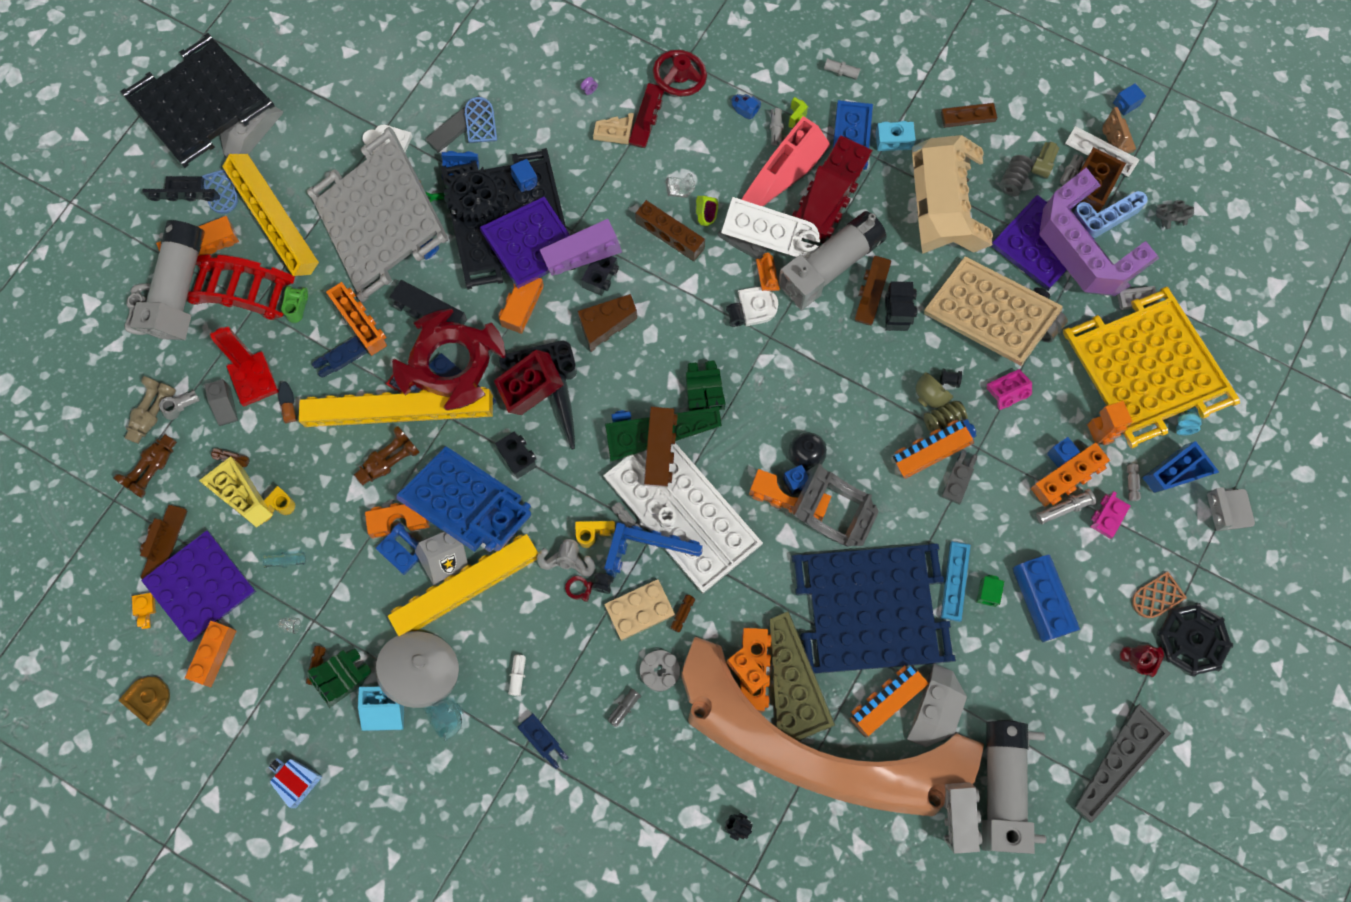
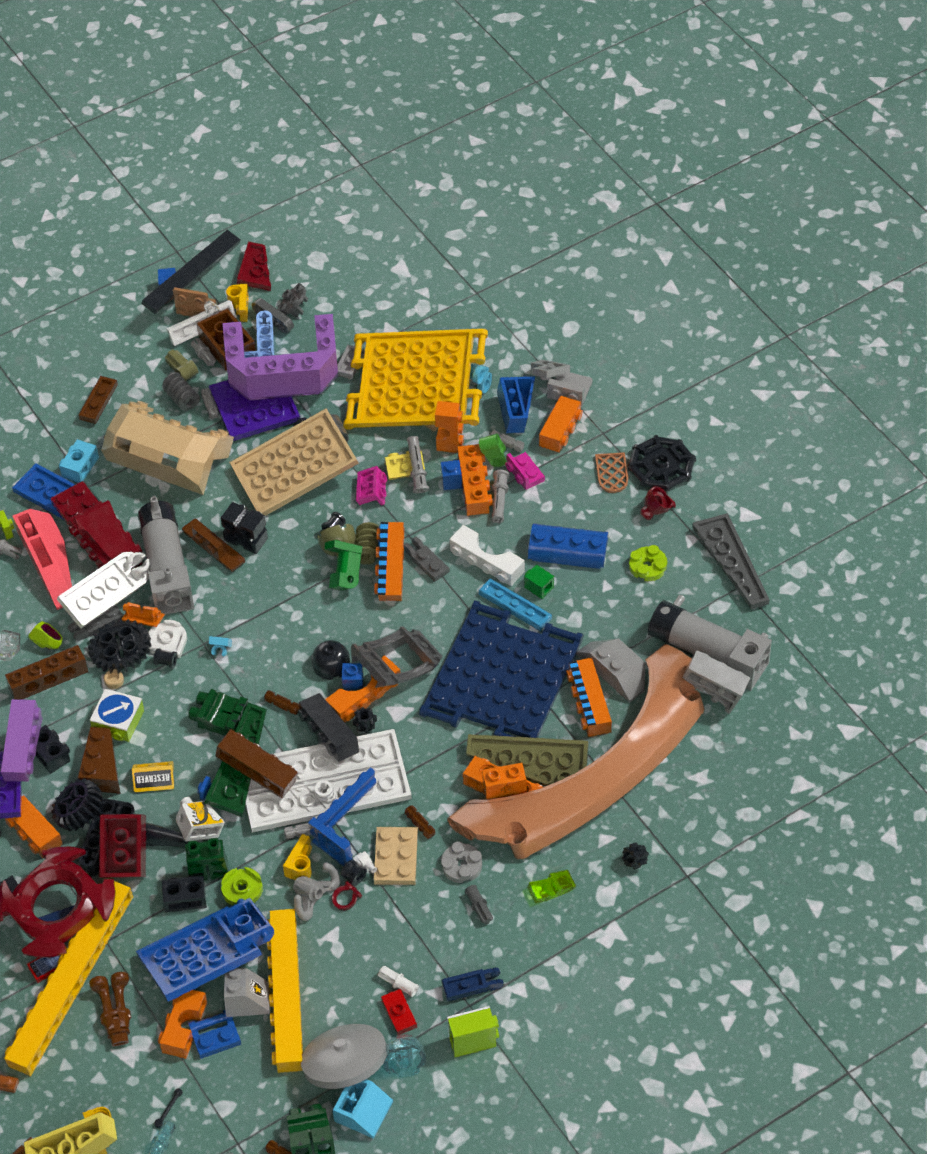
camera: 60 degrees left, 20 degrees down
(304, 548) = (158, 1122): none -> black hinge
(489, 691) = (399, 1012): none -> red plate
(489, 768) = (472, 1031): none -> lime piece
(550, 457) = (205, 854): none -> dark green hips
(553, 325) = (77, 804): none -> black gear
(555, 492) = (240, 877): none -> lime plate
(587, 428) = (198, 820): none -> white torso
(617, 368) = (153, 776): none -> panel
(617, 587) = (364, 860): none -> white piece
(658, 308) = (119, 713): none -> piece
(674, 763) = (552, 887): none -> clear neon green slope
(696, 285) = (113, 680): none -> tan tile
(727, 272) = (105, 649): none -> black gear
(731, 487) = (328, 727): none -> black brick
(743, 435) = (282, 702): none -> reddish brown axle
(755, 507) = (364, 720): none -> black gear
(774, 349) = (219, 642): none -> medium azure tile
(908, 414) = (347, 564): none -> green piece
(989, 553) = (504, 567): none -> white arch
(1020, 205) = (209, 403): none -> light grey axle
(1044, 422) = (417, 473): none -> light grey pin
(1050, 405) = (399, 465): none -> light yellow bracket
(1081, 680) = (648, 554): none -> lime plate
(1112, 476) = (493, 450): none -> bright green piece
(1117, 150) = (211, 308): none -> clear hose
(1147, 170) = (239, 297): none -> yellow plate
(1147, 211) = (280, 320): none -> dark grey beam
(1151, 111) = (191, 271): none -> black tile
(1182, 522) = (560, 424): none -> orange brick
(1192, 160) = (254, 267): none -> dark red wing
(1237, 479) = (548, 369): none -> light grey plate

